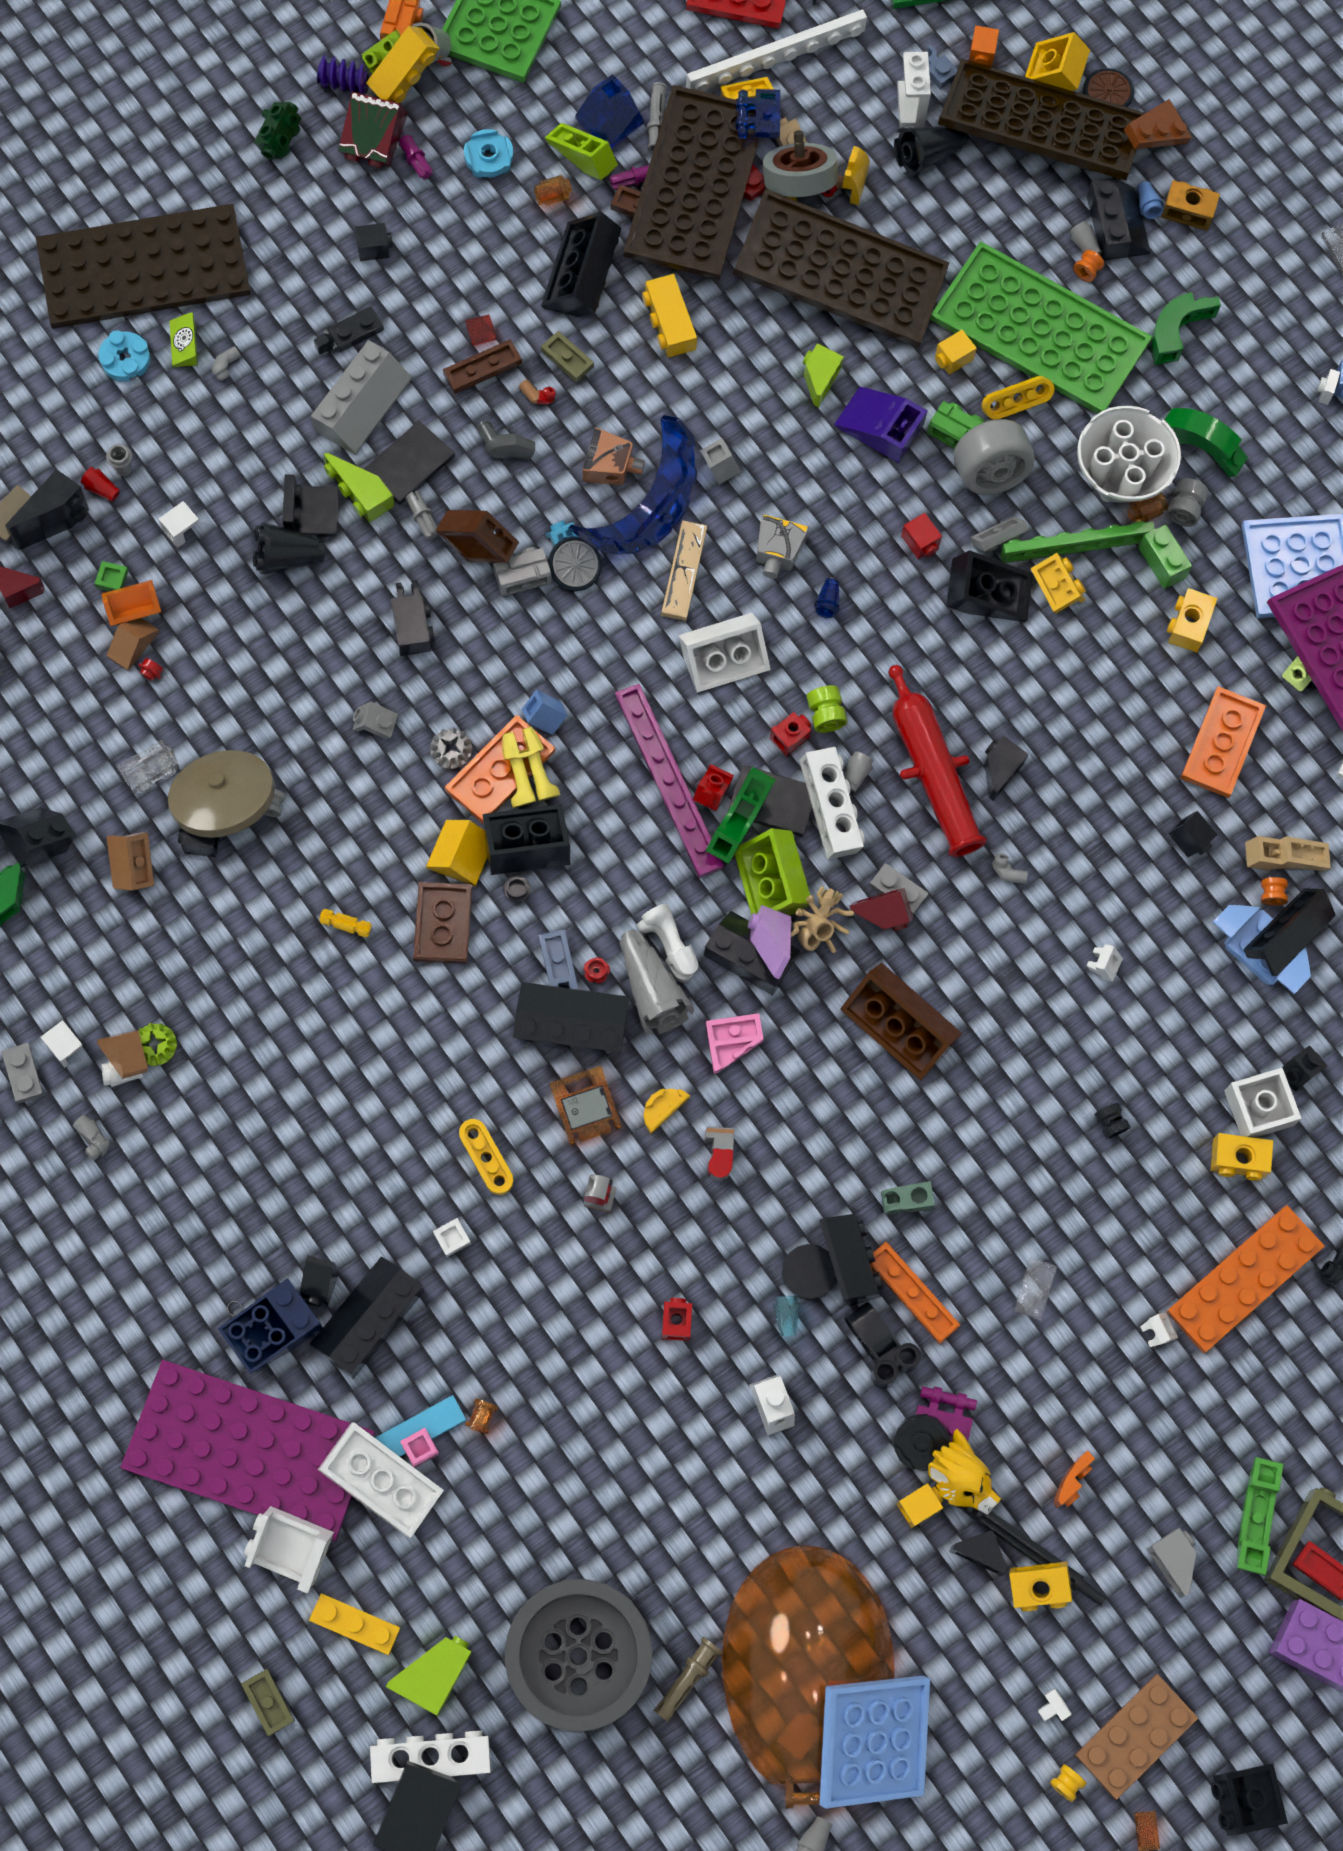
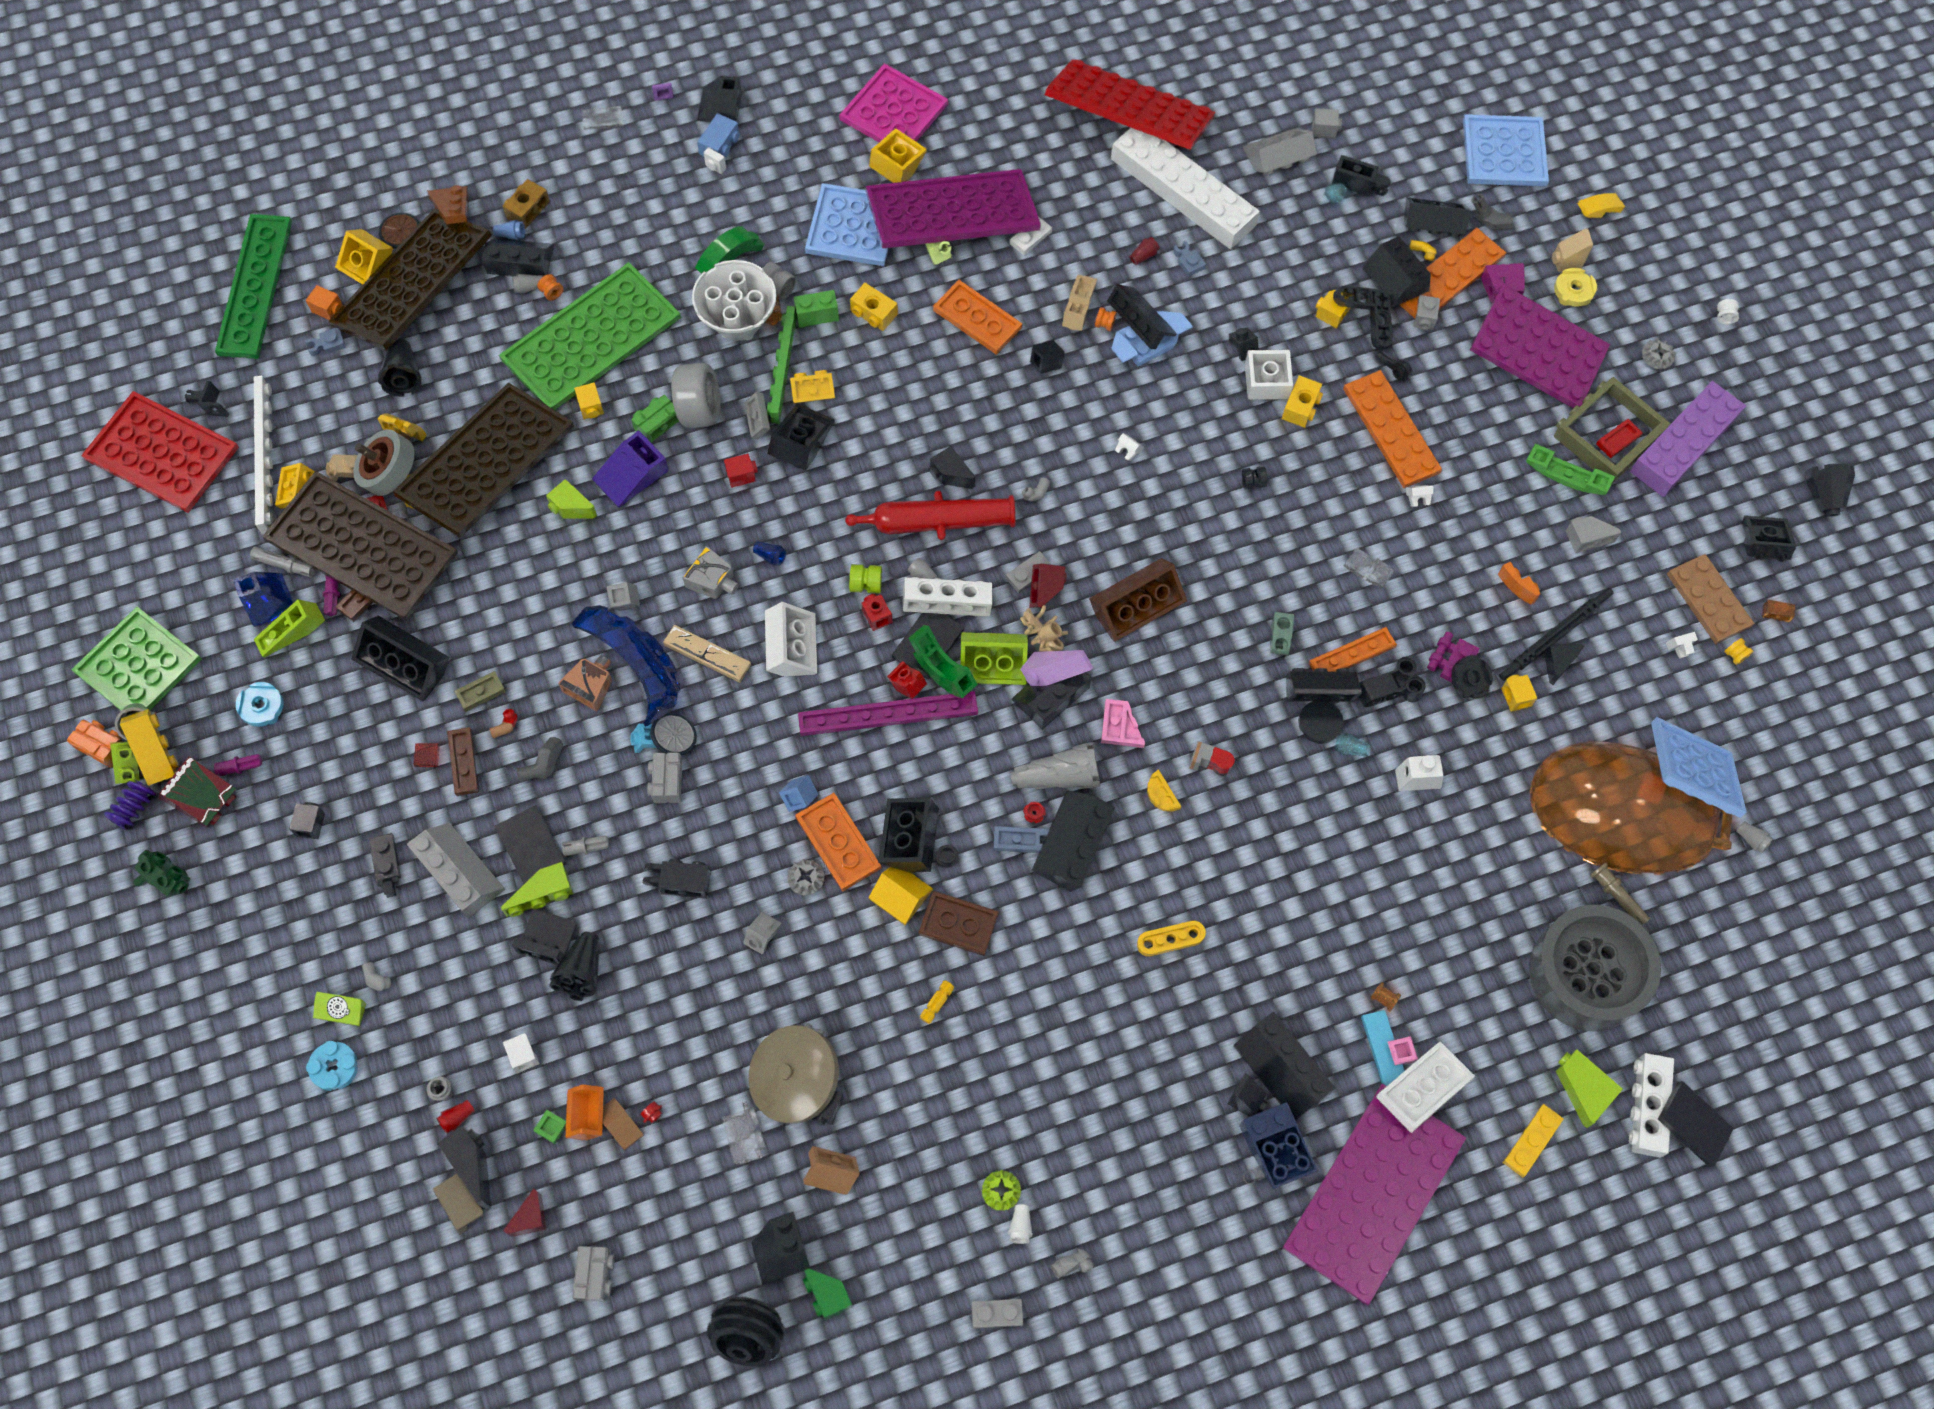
camera: 70 degrees left, 5 degrees down
(61, 1042) = (982, 1269): white panel -> none
(125, 1053) = (1006, 1214): medium nougat slope -> none
(142, 266) = (246, 1030): dark brown plate -> none
(267, 1702) = (1586, 1225): olive plate -> none
(288, 1547) = (1466, 1174): white panel -> none
(451, 1237) = (1232, 982): white plate -> none
(474, 537) = (628, 799): reddish brown window -> none
(524, 793) = (834, 821): light yellow piece -> none
(552, 190) = (318, 661): clear orange brick -> none
(586, 1109) = (1151, 849): container -> none
(599, 1193) = (1224, 856): light grey leg -> none
(669, 316) = (474, 601): yellow brick -> none
(680, 958) = (1045, 743): white piece -> none
(681, 1308) = (1344, 821): red brick -> none
(766, 113) = (323, 470): clear blue plate -> none
(915, 90) = (349, 359): white panel -> none
(960, 1470) = (1504, 653): yellow piece -> none
(1027, 397) = (645, 369): yellow plate -> none
(1056, 1577) = (1587, 632): yellow brick -> none
(1166, 340) = (625, 250): green arch -> none

